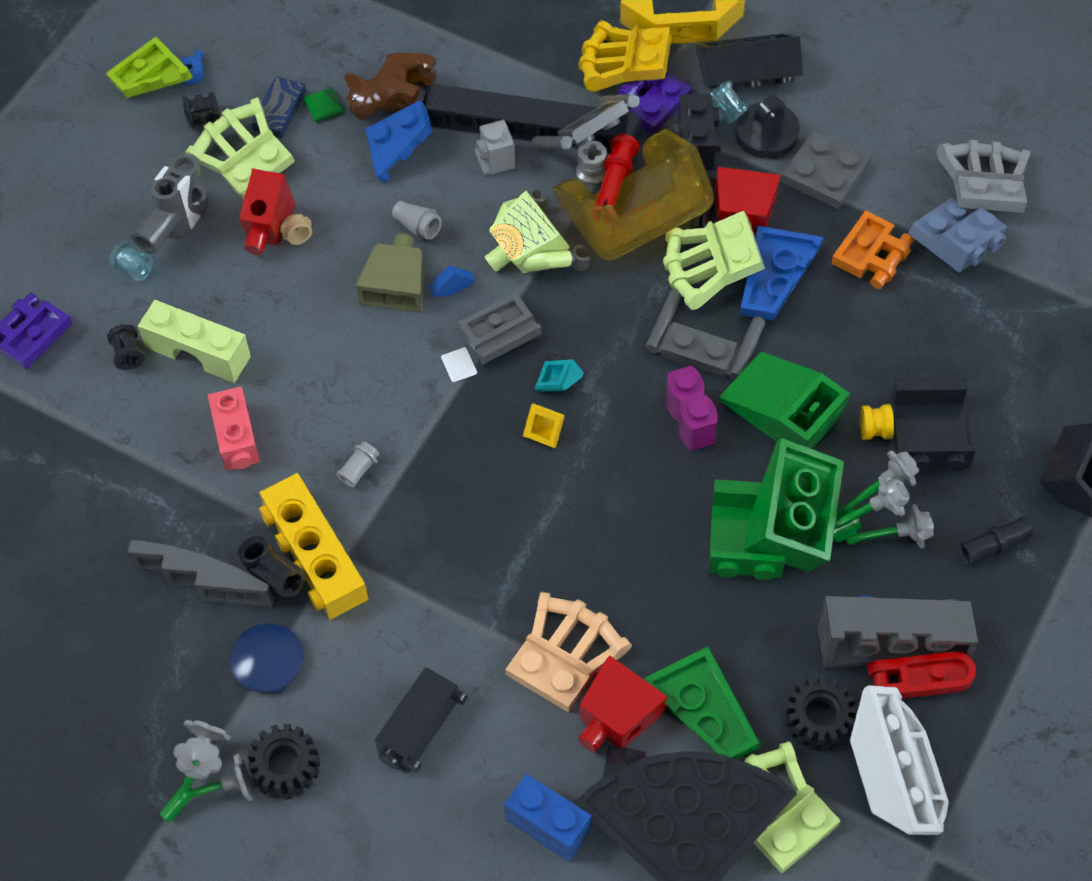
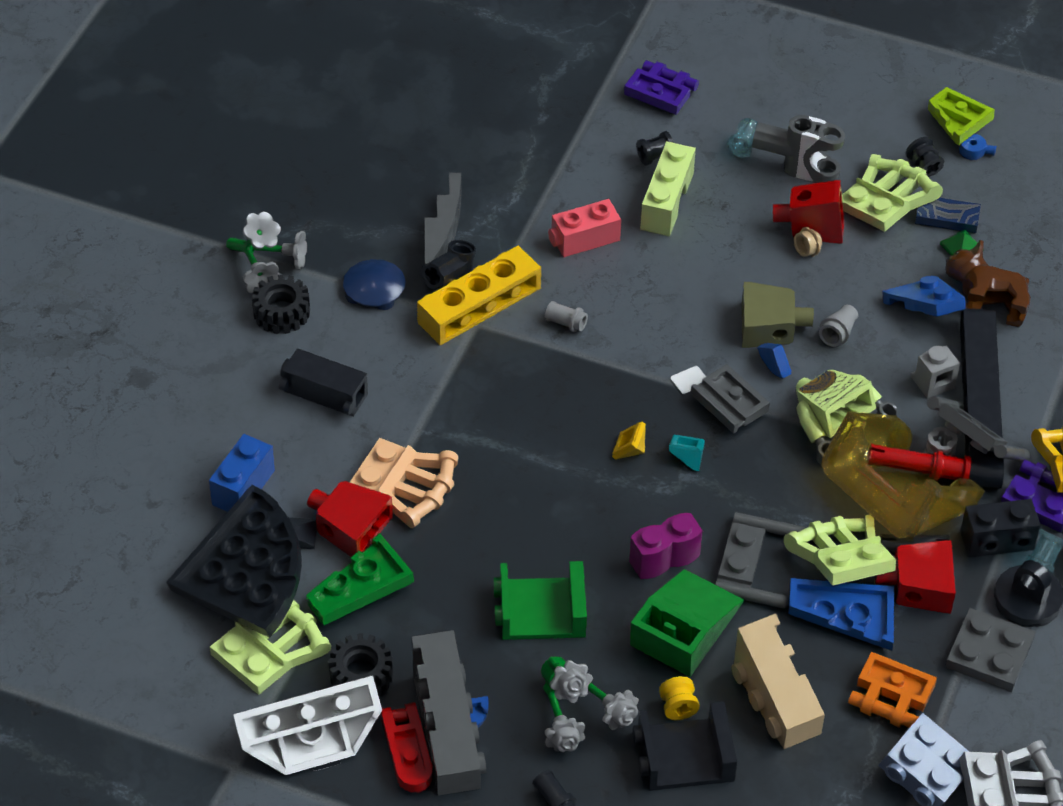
camera: 80 degrees right, 10 degrees down
(796, 506) = (560, 619): green slope -> none
(870, 336) = (774, 685): none -> tan wedge

